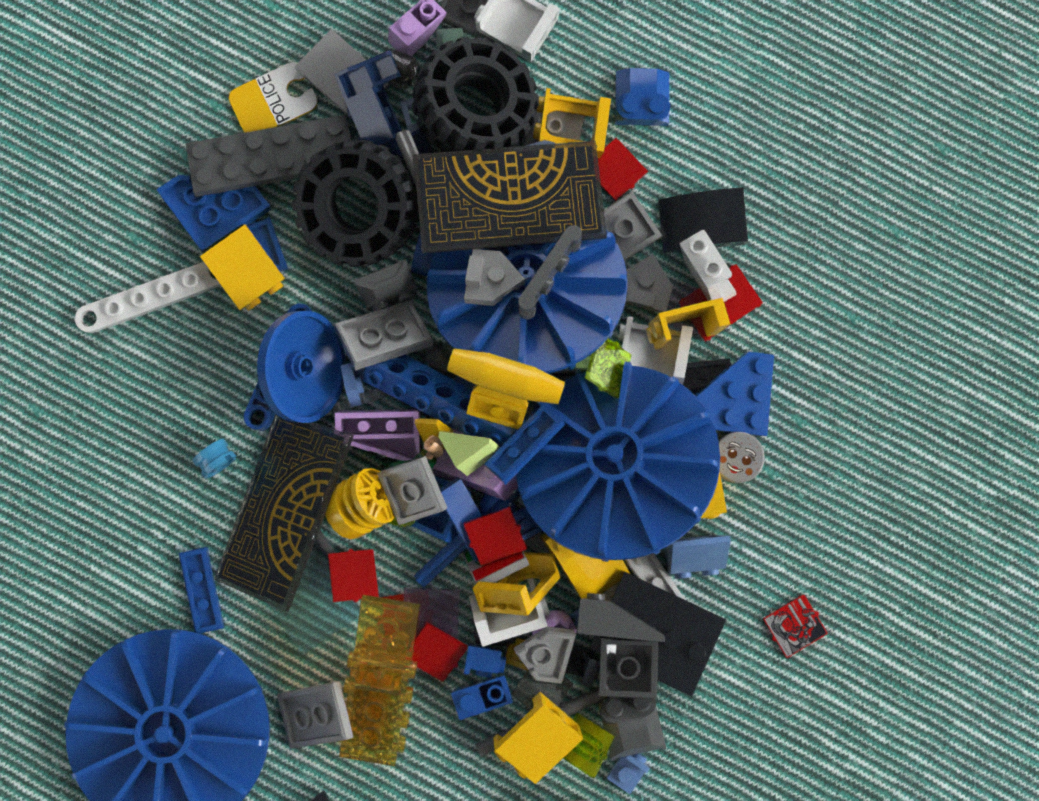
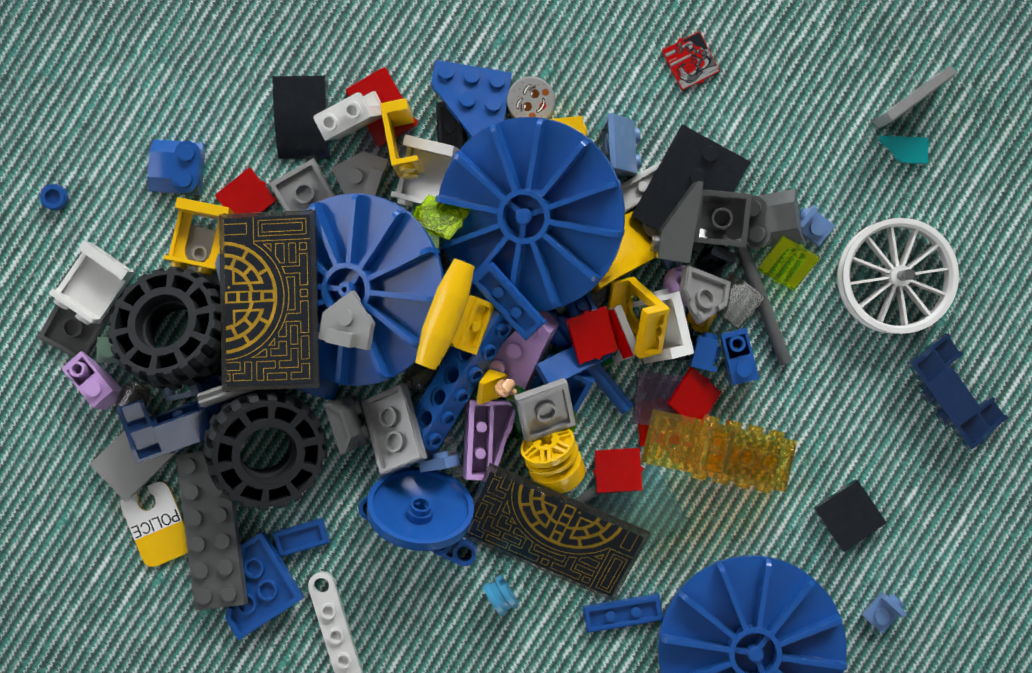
camera: 85 degrees left, 5 degrees up
(243, 268) = (321, 560): yellow panel -> none
(315, 715) = (746, 512): light grey tile -> none
(467, 451) = (512, 355): yellowish green slope -> none
(538, 740) = (781, 306): yellow panel -> none
(543, 279) = (337, 260): dark grey plate -> none

